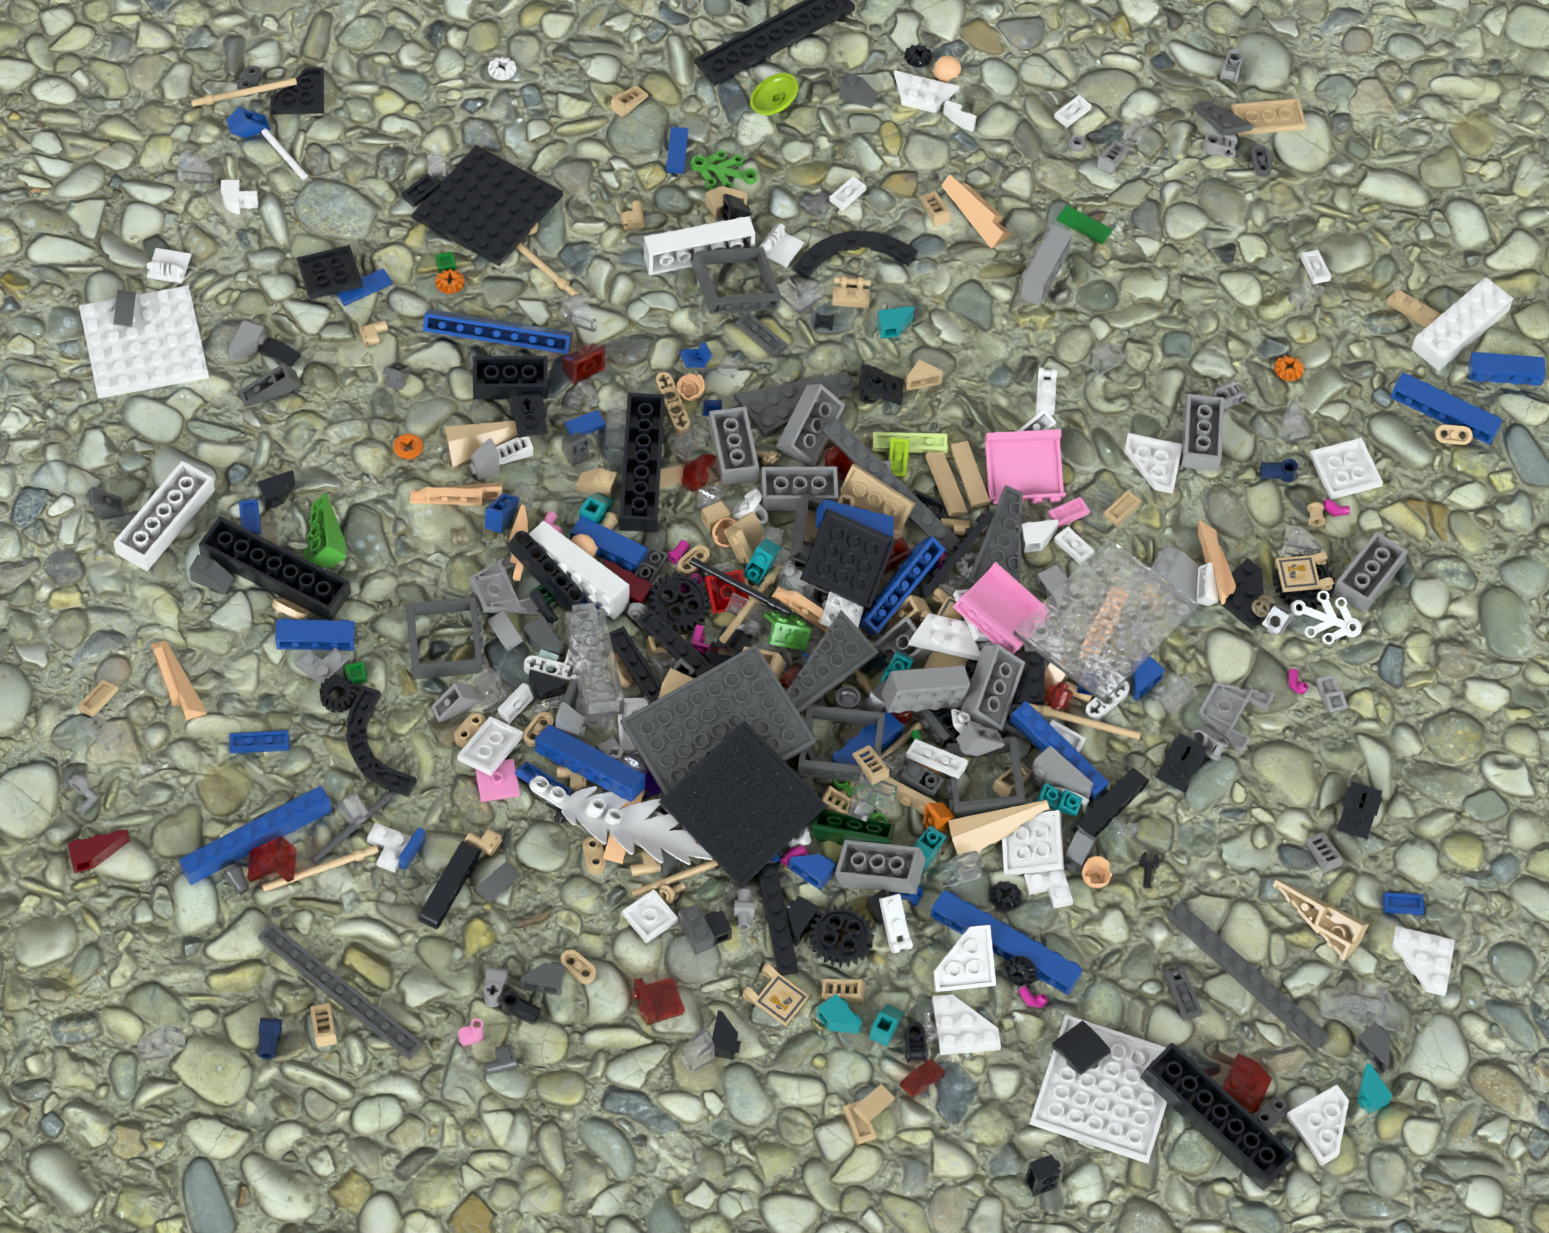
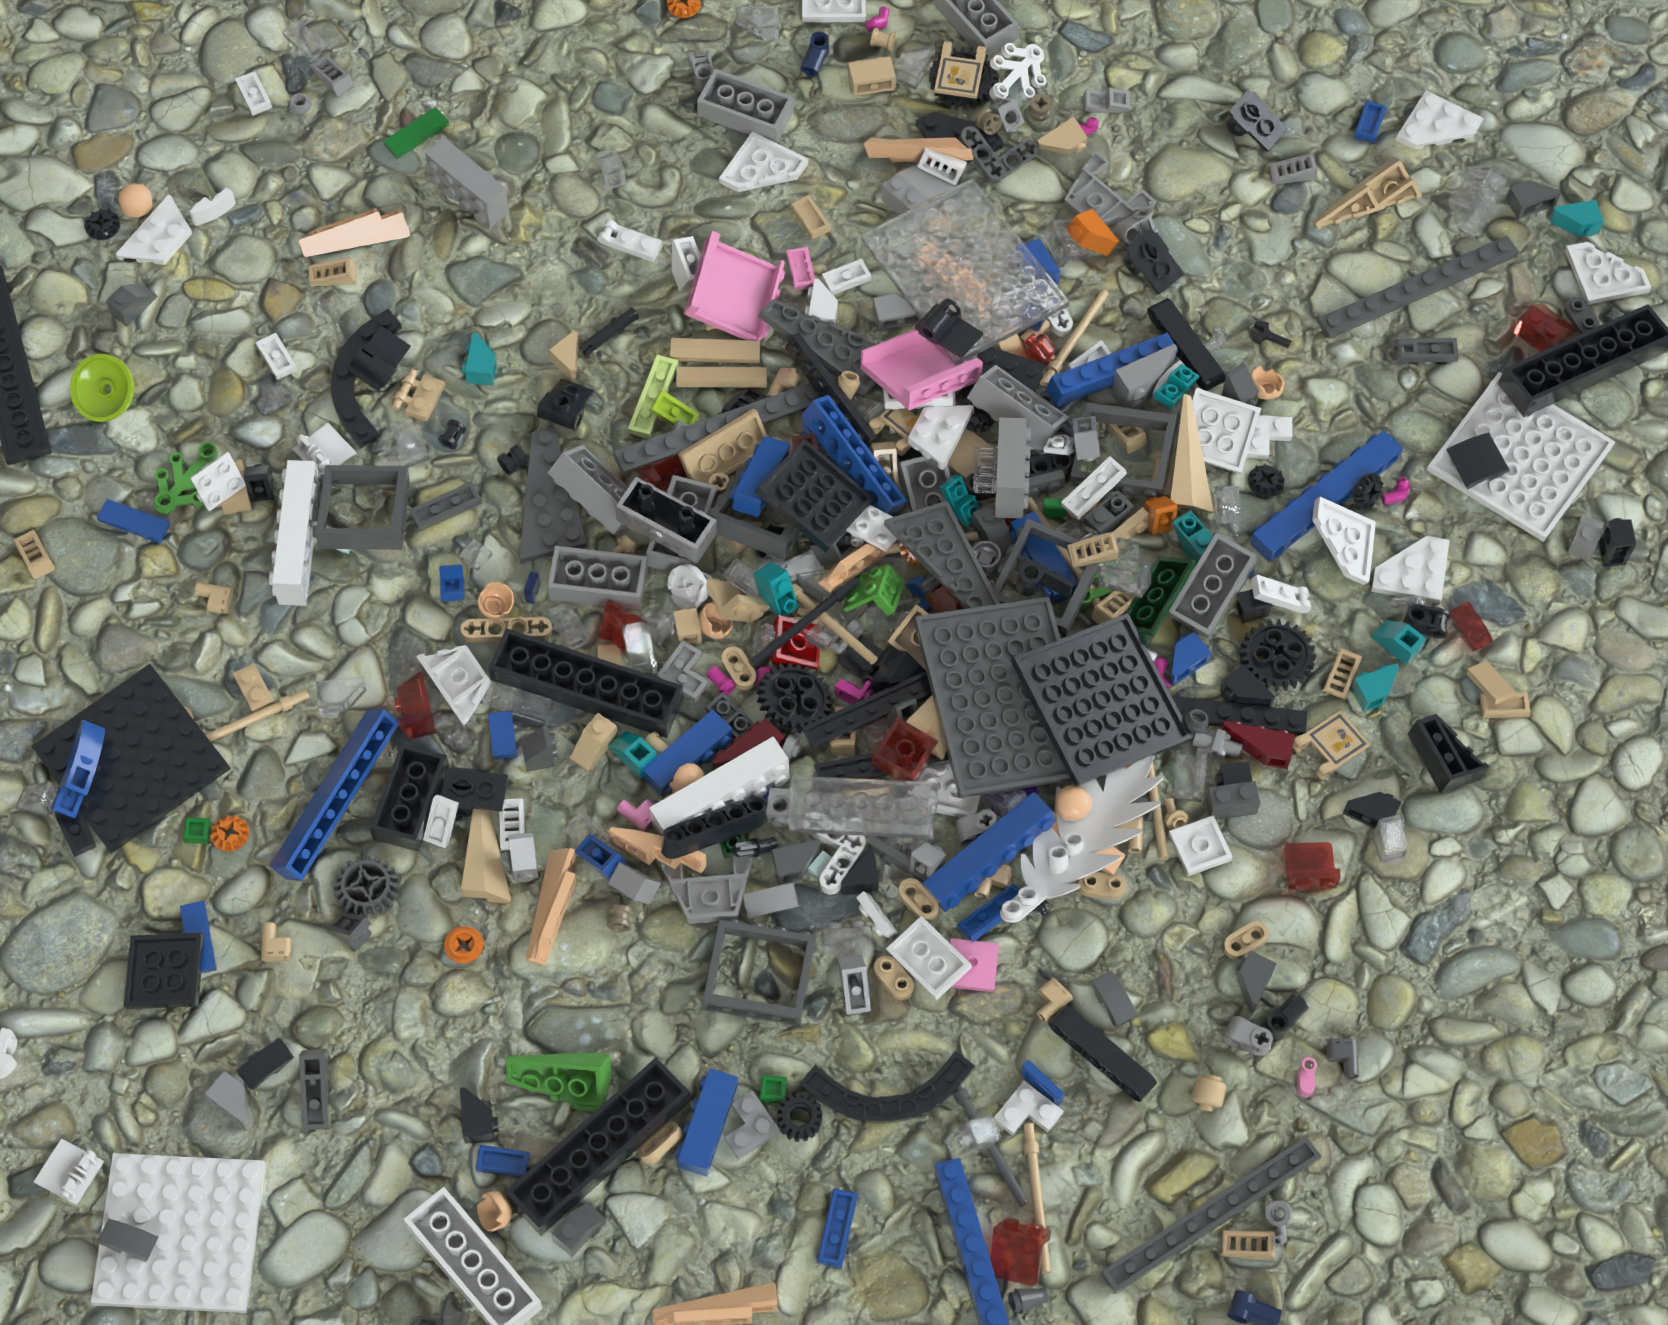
camera: 70 degrees left, 5 degrees up
(206, 521) = (494, 1211): none -> light nougat hair
(352, 1038) = (1278, 1222): none -> light grey plate
(430, 379) = (361, 868): none -> dark grey gear
(439, 966) = (1208, 1092): none -> tan head
(462, 172) = (80, 769): none -> blue slope
(486, 536) = (633, 883): none -> light grey slope
(497, 401) = (440, 821): none -> white plate
(569, 261) = (253, 688): none -> tan plate
(617, 381) = (458, 679): none -> white wing
(644, 675) = (904, 752): none -> clear red slope
(647, 808) = (1072, 803): none -> light nougat hair
(676, 521) = (679, 668): none -> light grey plate
(683, 487) = (639, 647): none -> clear panel
(711, 897) = (1190, 776): none -> clear panel
(715, 179) = (217, 481): none -> white hinge
(754, 946) = (1265, 745): none -> dark red slope
(756, 885) = (1197, 720): none -> dark grey plate
(788, 466) = (666, 520): none -> piece
(790, 1078) = (1444, 755): none -> black wedge
(816, 365) = (512, 460): none -> black wheel
(827, 724) = (1039, 575): none -> black piece
(871, 257) = (379, 359): none -> black piece
(963, 401) = (614, 327): none -> black pin
(965, 564) = (849, 383): none -> tan cone
(1038, 616) = (948, 329): none -> black piece
(1041, 1148) = (1585, 538): none -> light grey slope
(1188, 707) = (1092, 233): none -> orange slope
(1231, 628) = (997, 162): none -> dark grey beam
(1273, 513) = (871, 76): none -> tan brick
(1275, 668) = (1065, 138): none -> tan slope
(1297, 649) = (1040, 107): none -> dark tan wheel

